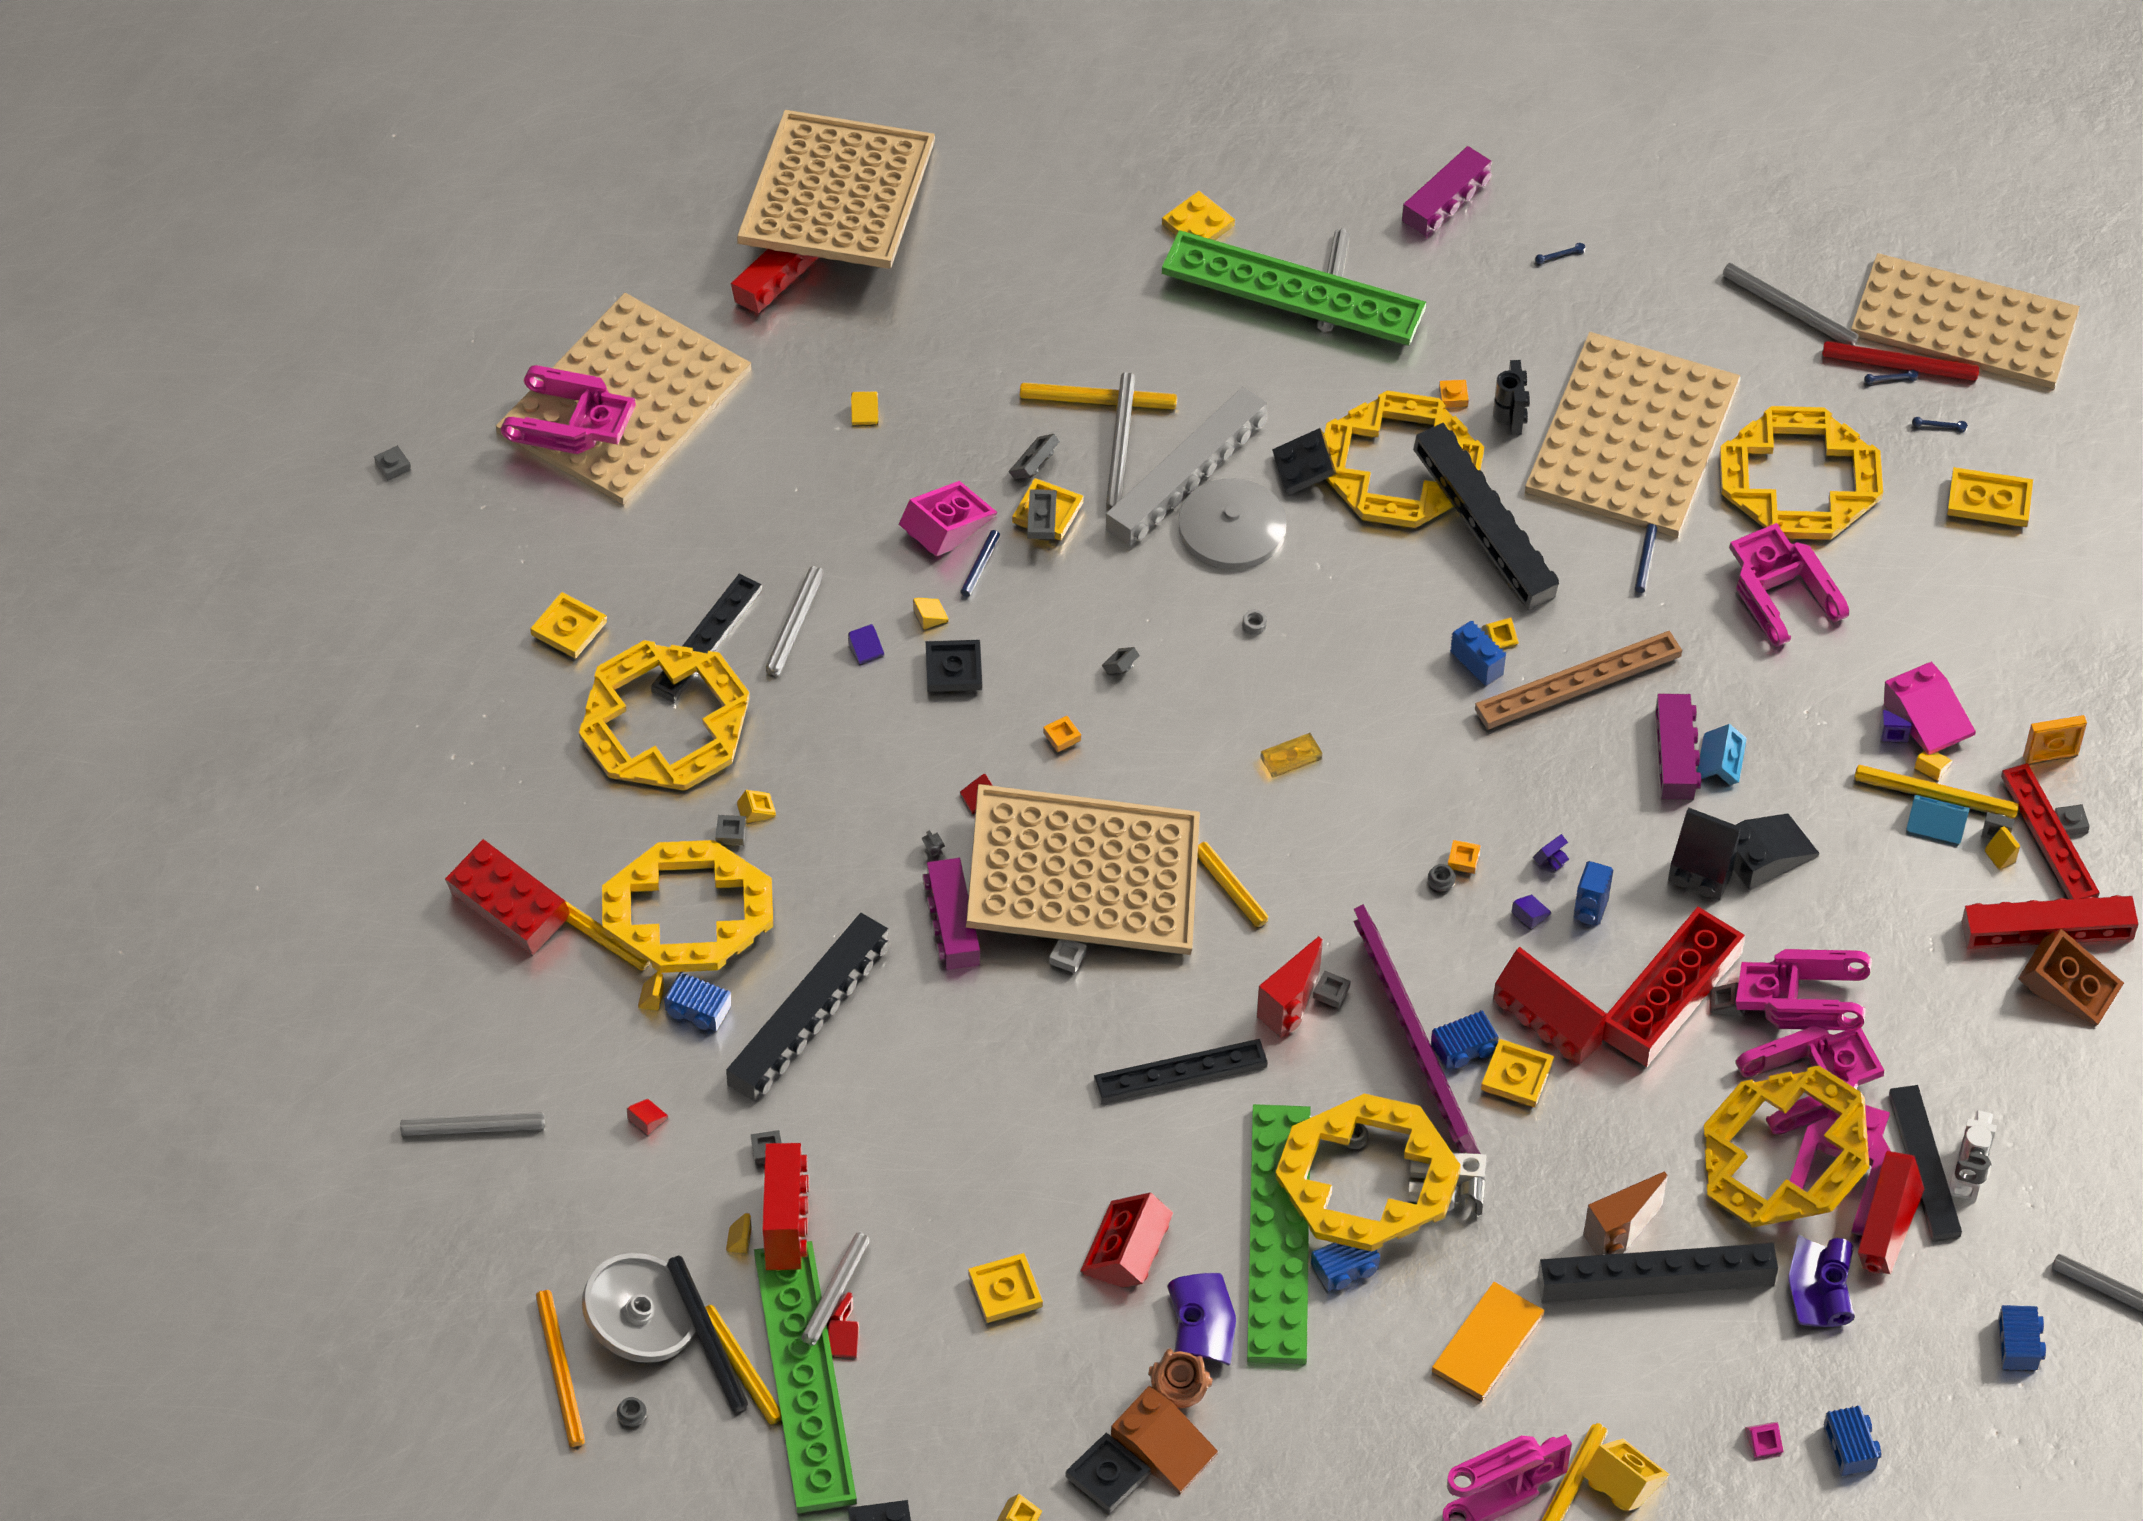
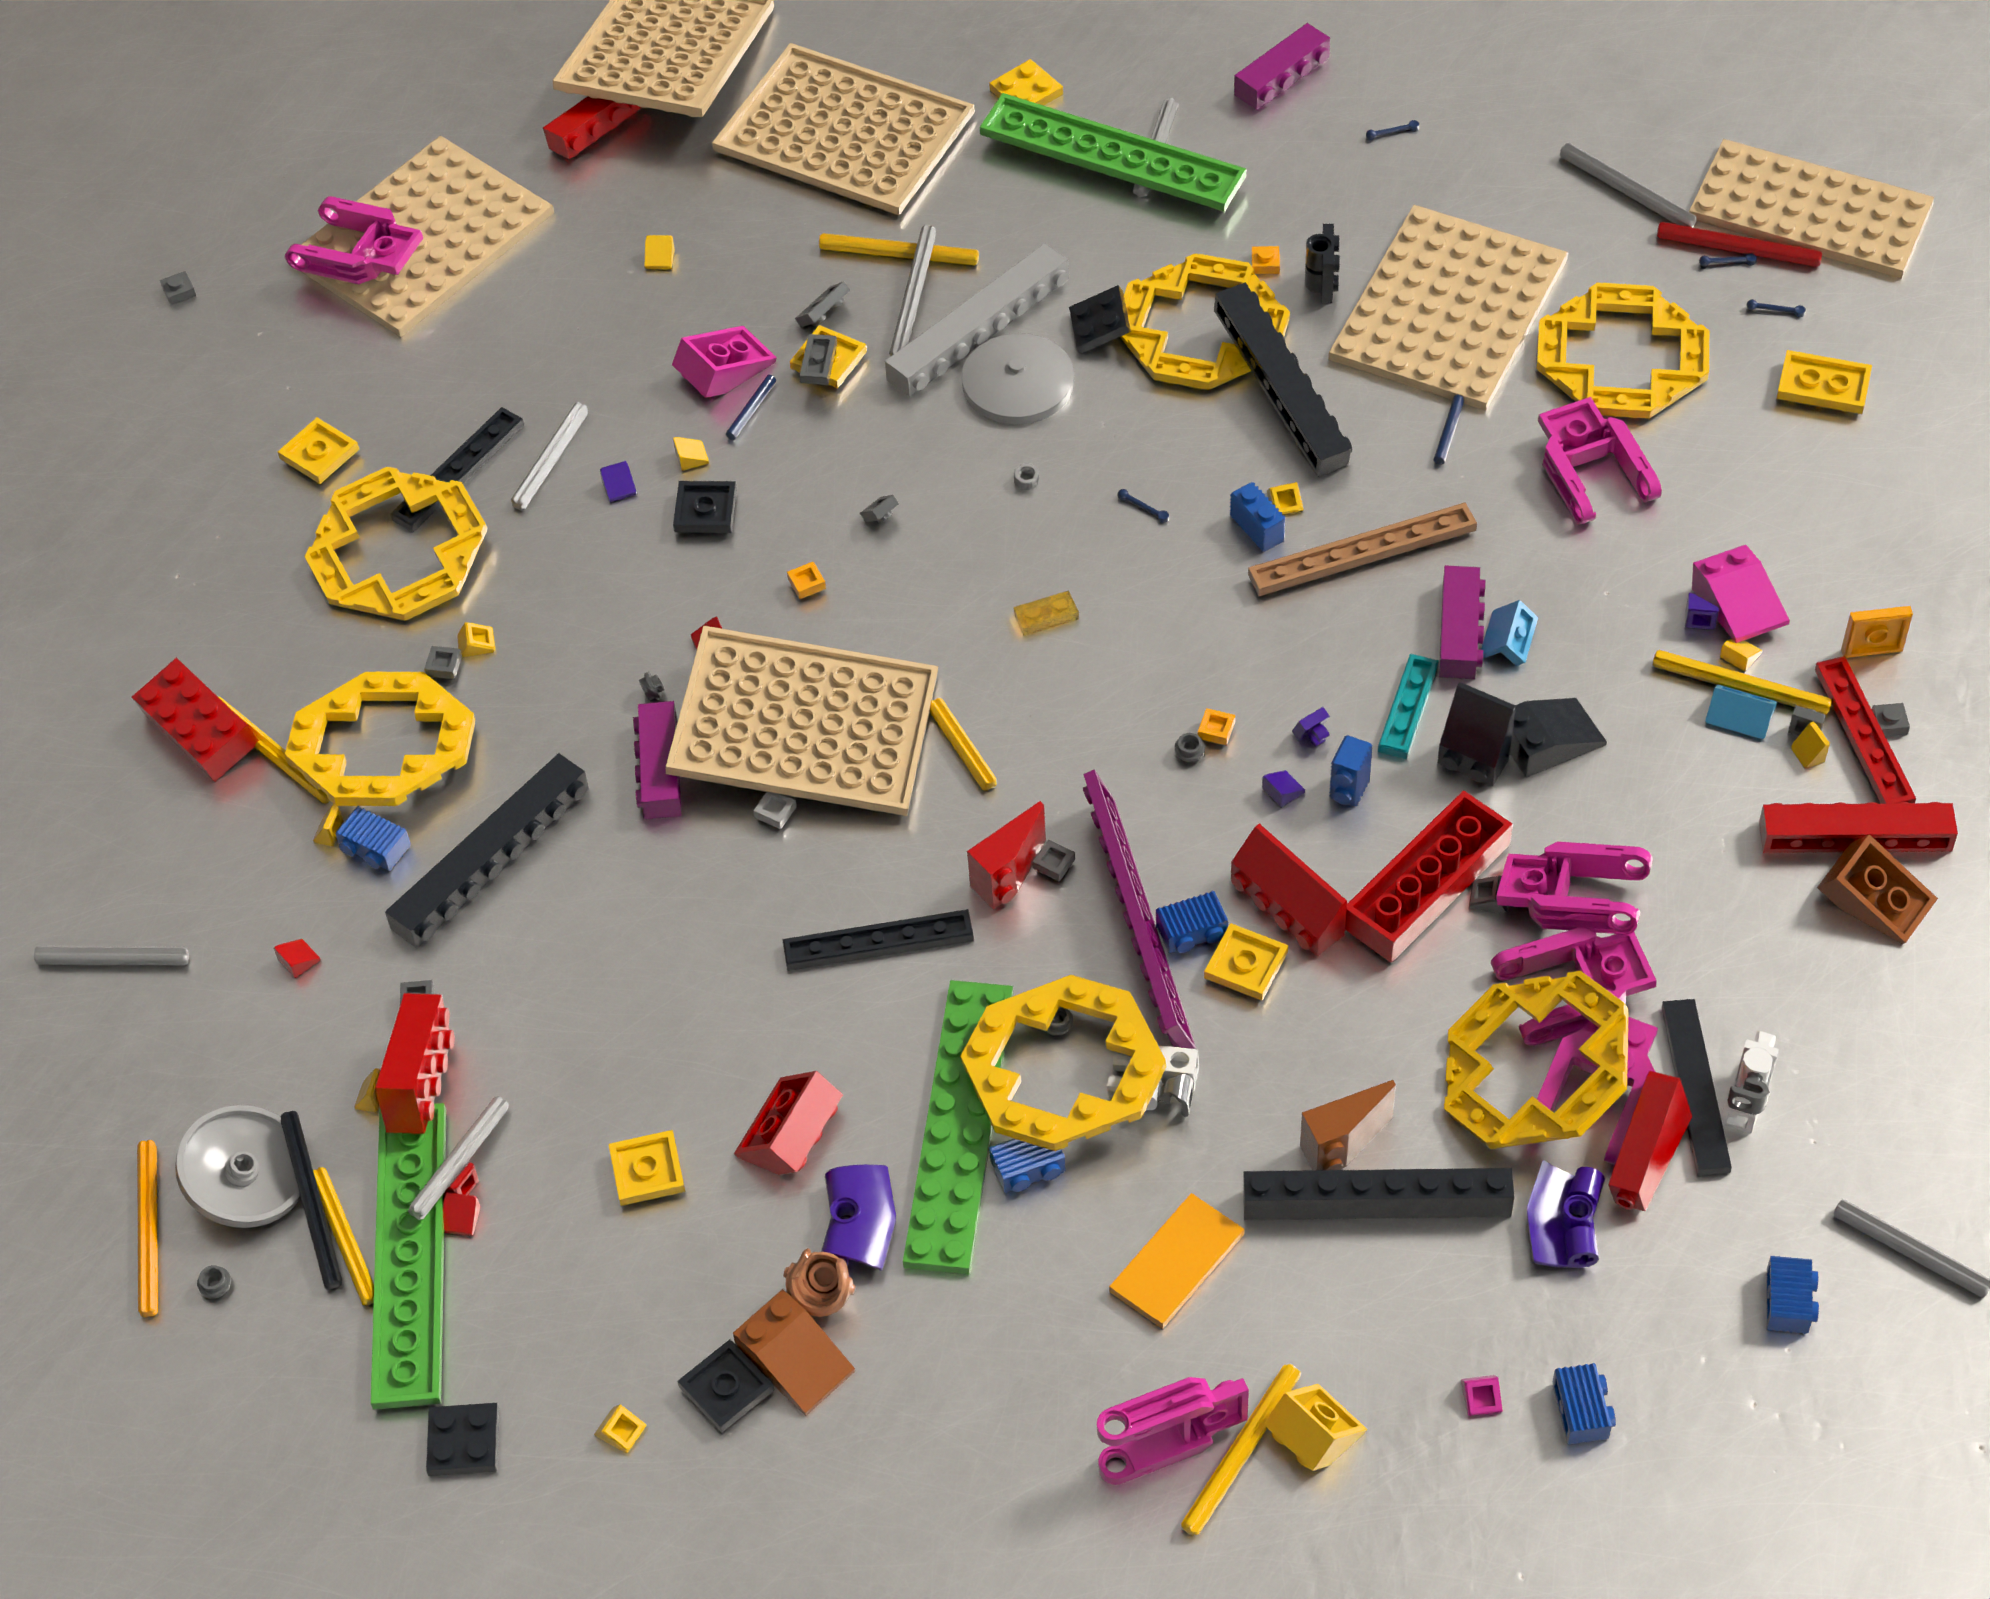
camera: 10 degrees right, 0 degrees up
(1025, 270) = (844, 128): none -> tan plate
(1387, 654) = (1162, 516): none -> dark blue hinge
(1636, 828) = (1408, 706): none -> teal tile

